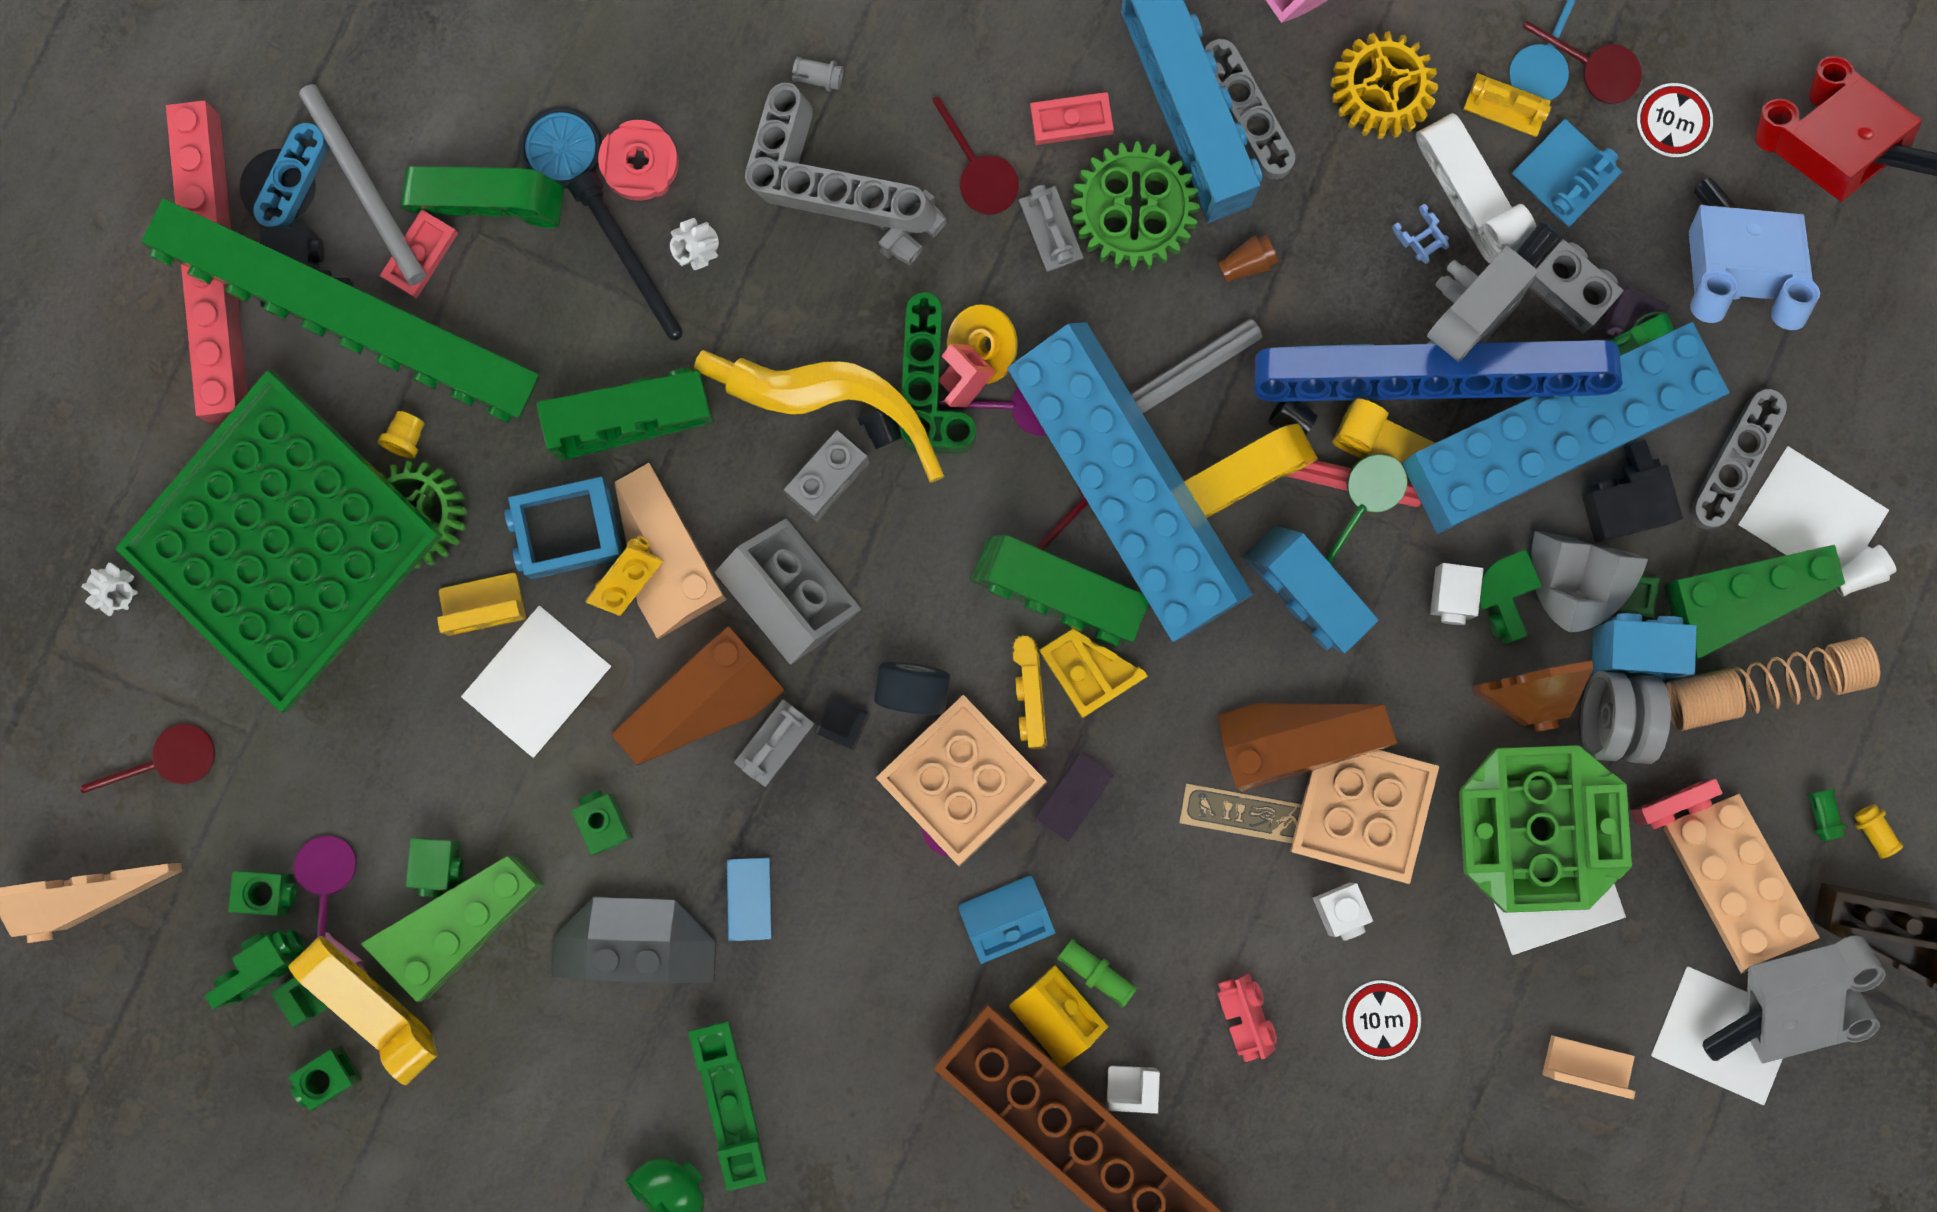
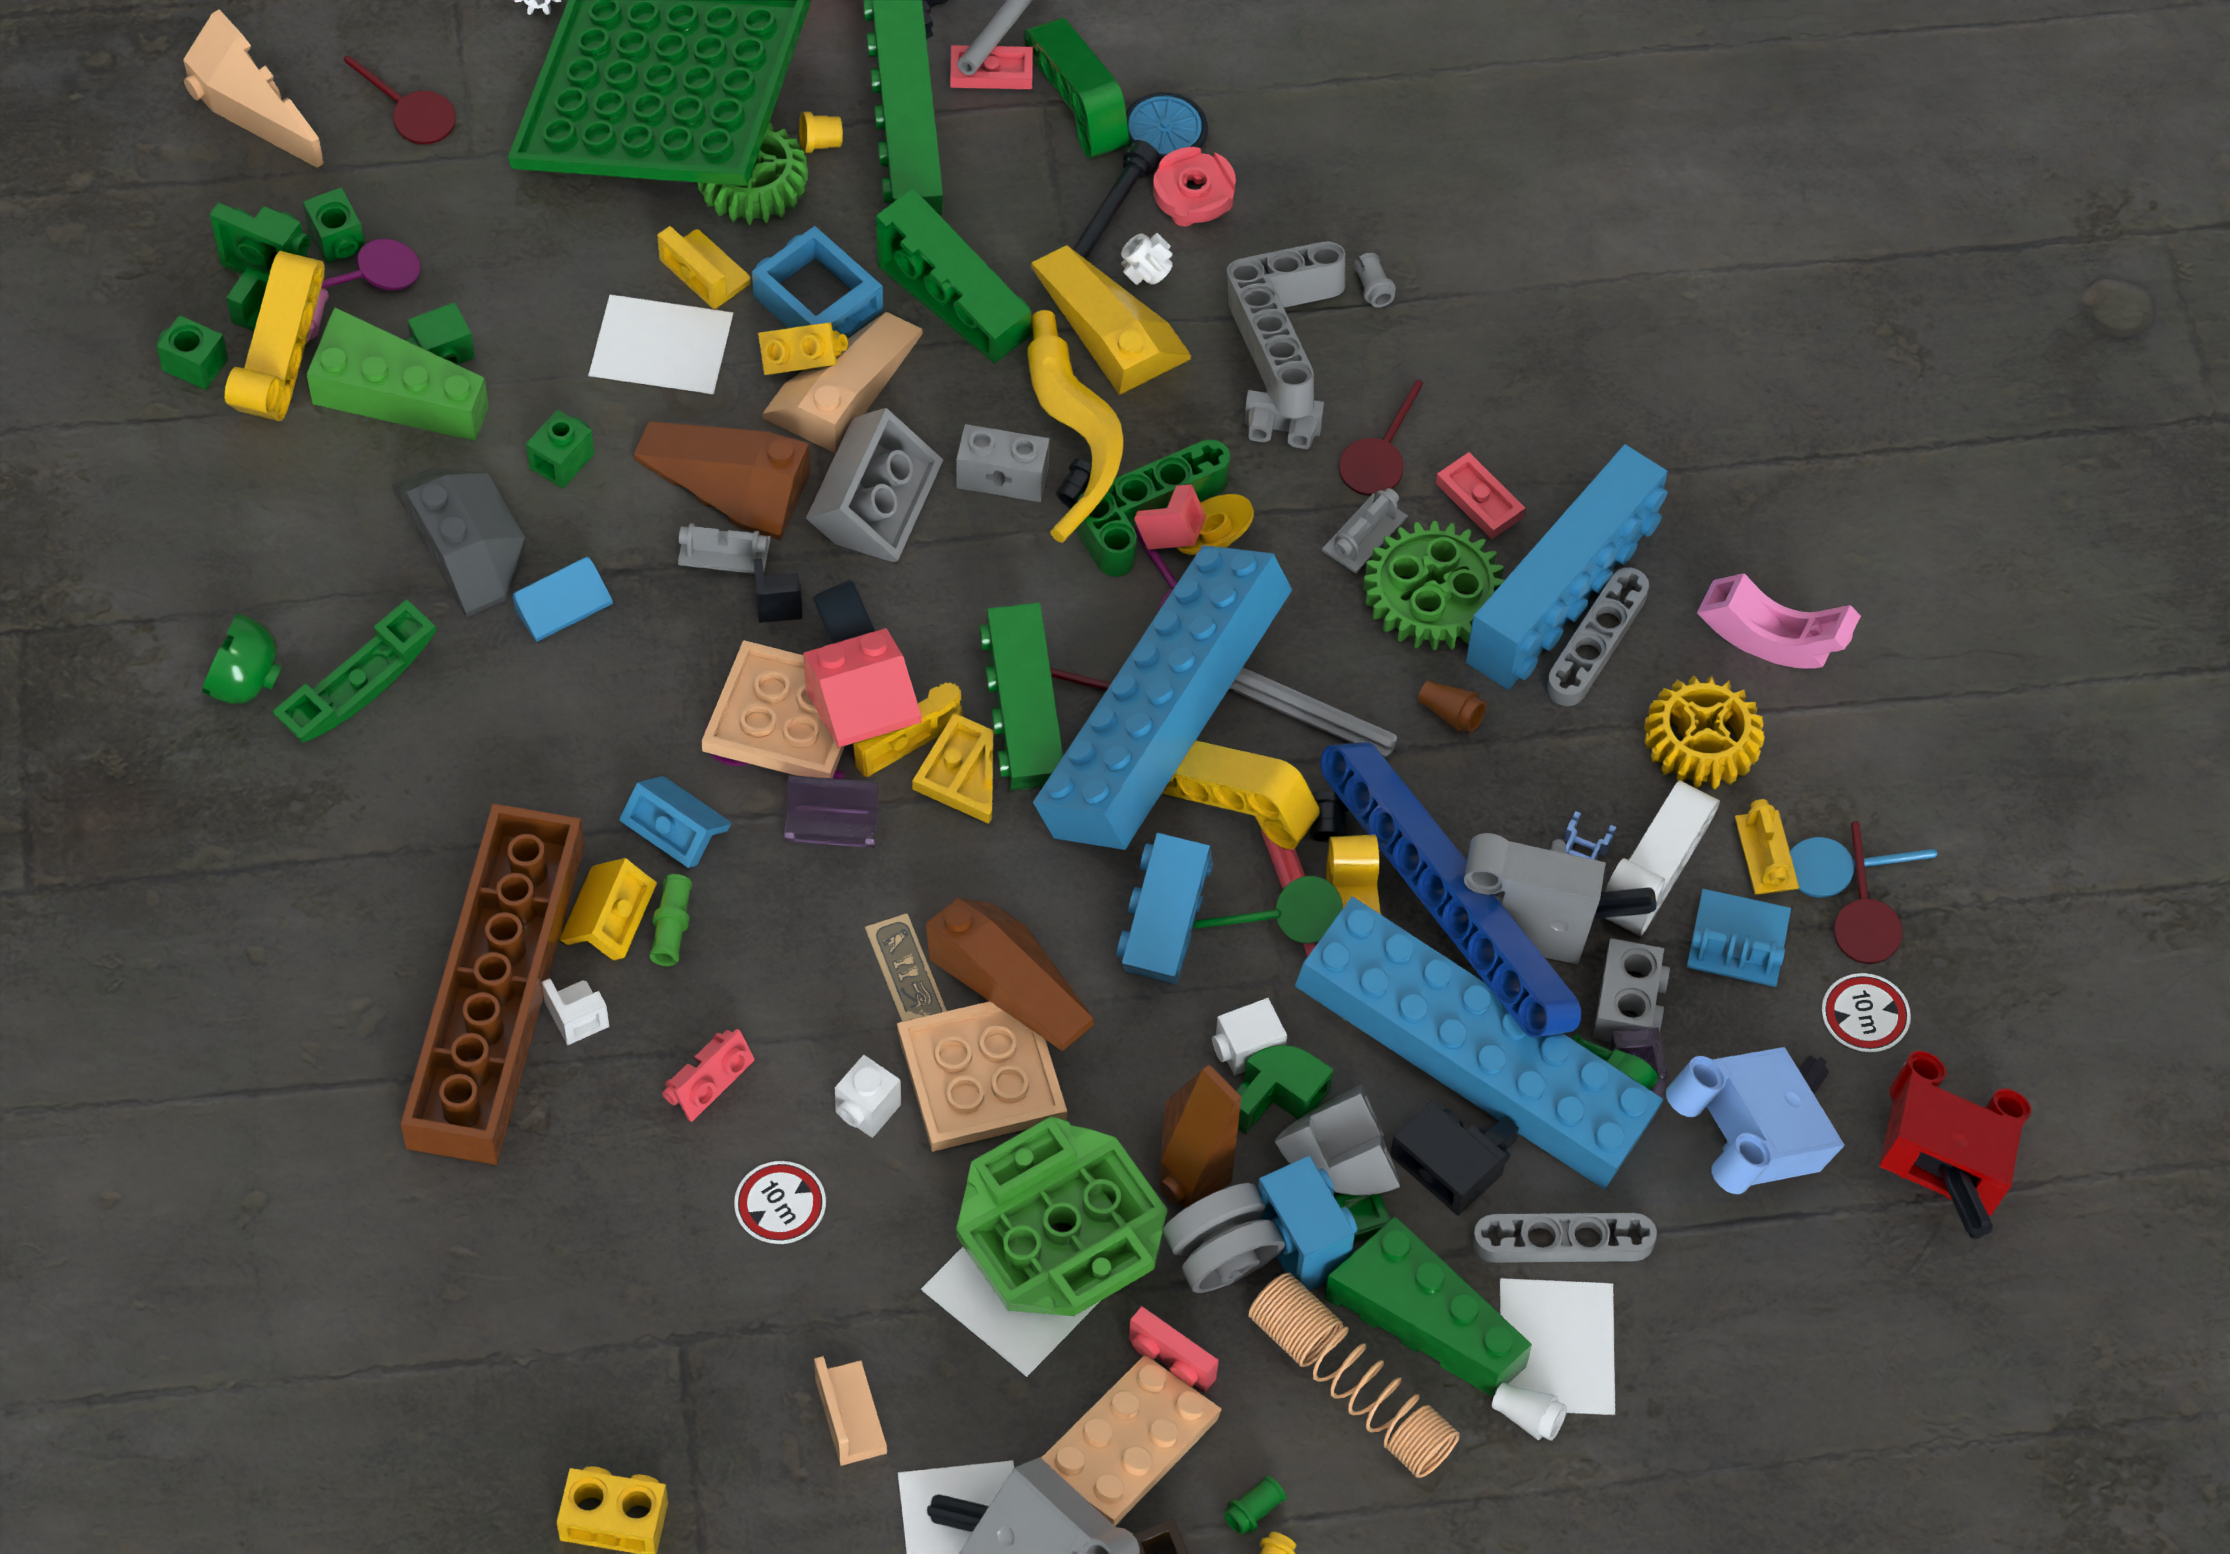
camera: 55 degrees right, 25 degrees down
(743, 305) = (1115, 327): none -> yellow wedge
(993, 717) = (861, 687): none -> coral slope

